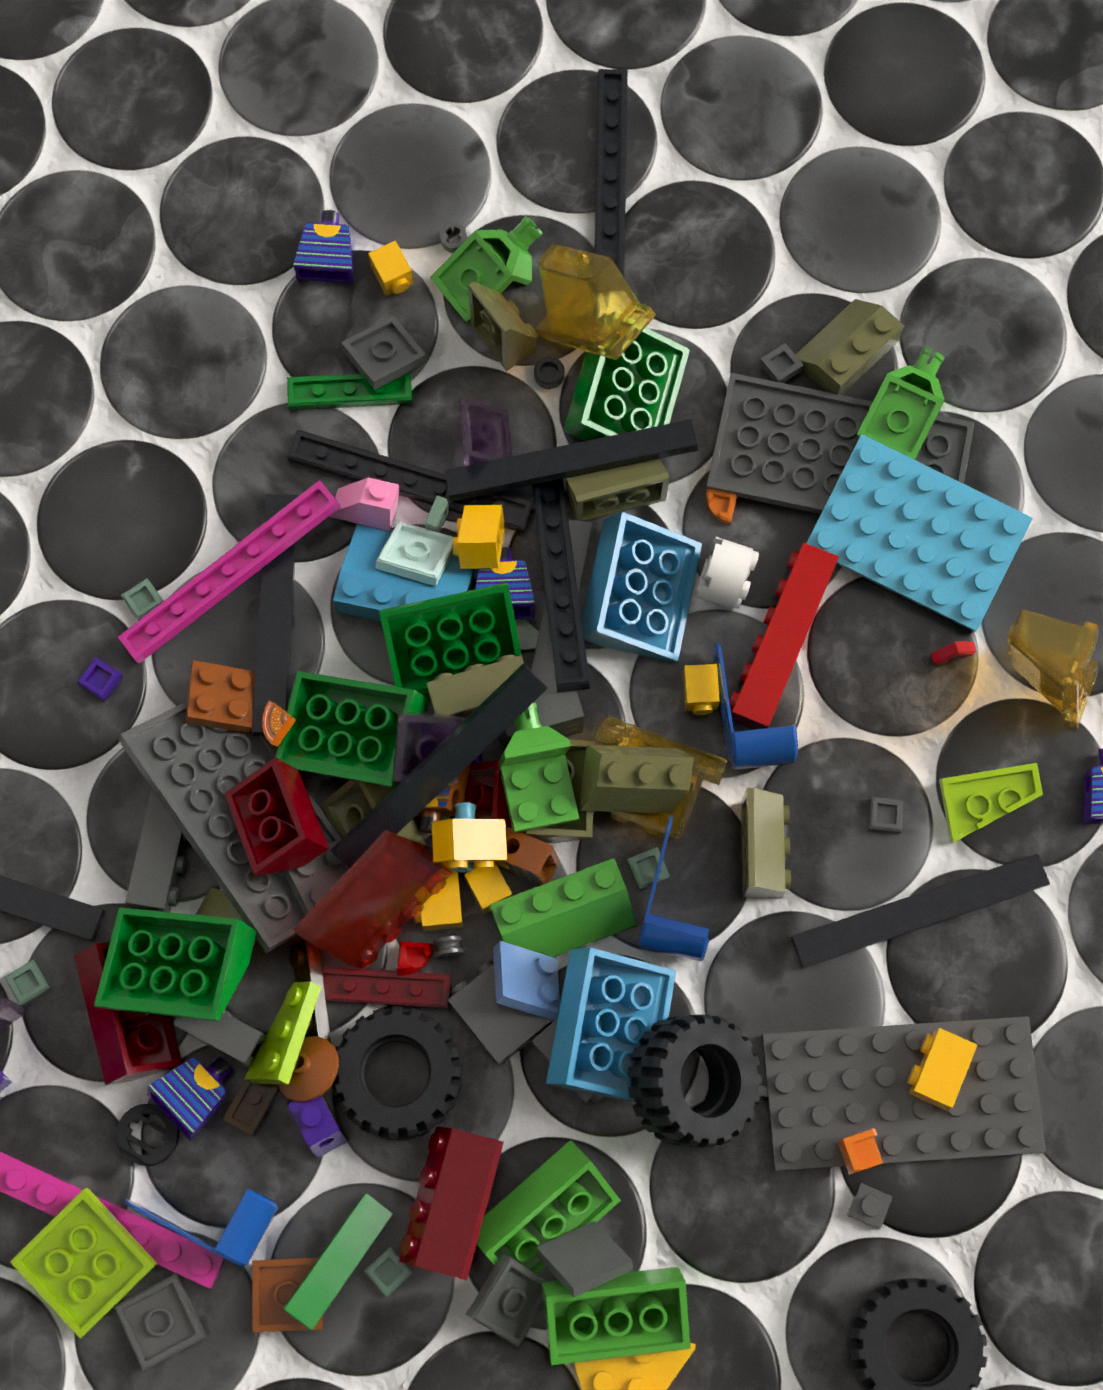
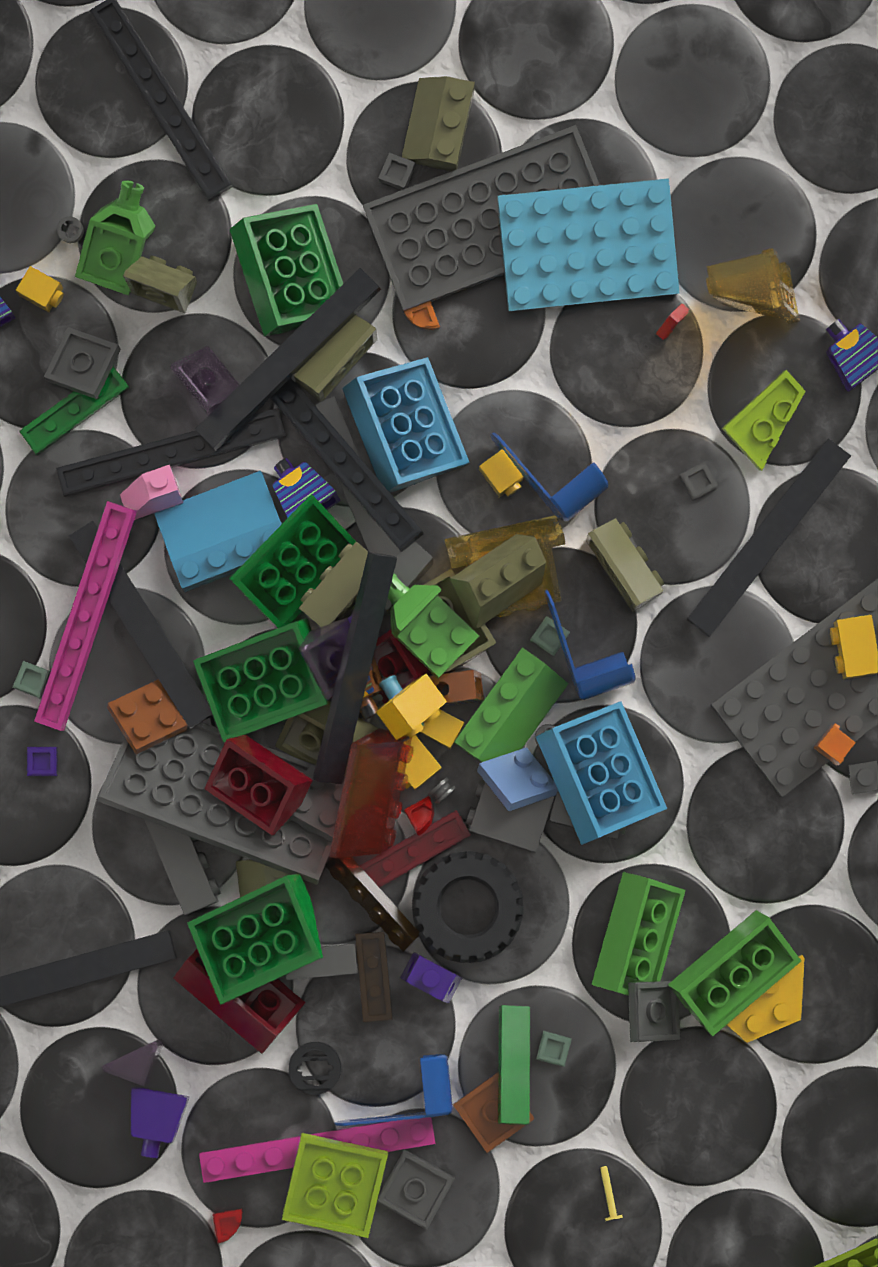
camera: 30 degrees left, 10 degrees up
(27, 983) = (150, 1019): sand green tile -> none
(191, 1094) = (328, 1019): torso -> none
(276, 723) = (204, 710): orange tile -> none
(285, 1037) = (372, 937): lime wing -> none
(318, 1070) = (413, 944): dark orange dish -> none
(416, 553) = (218, 509): light aqua tile -> none
(437, 514) = (213, 468): sand green tile -> none
(450, 1202) = (568, 972): dark red slope -> none
(479, 536) = (259, 465): yellow brick -> none
(549, 372) = (220, 294): black tile -> none
(584, 1258) = (688, 948): dark grey tile -> none
(589, 303) = (223, 227): clear yellow windscreen -> none
(726, 573) = (464, 372): white brick -> none
(731, 1080) = (713, 758): black tyre -> none
(784, 637) = (538, 393): red brick -> none
(906, 406) = (517, 149): bright green plate -> none

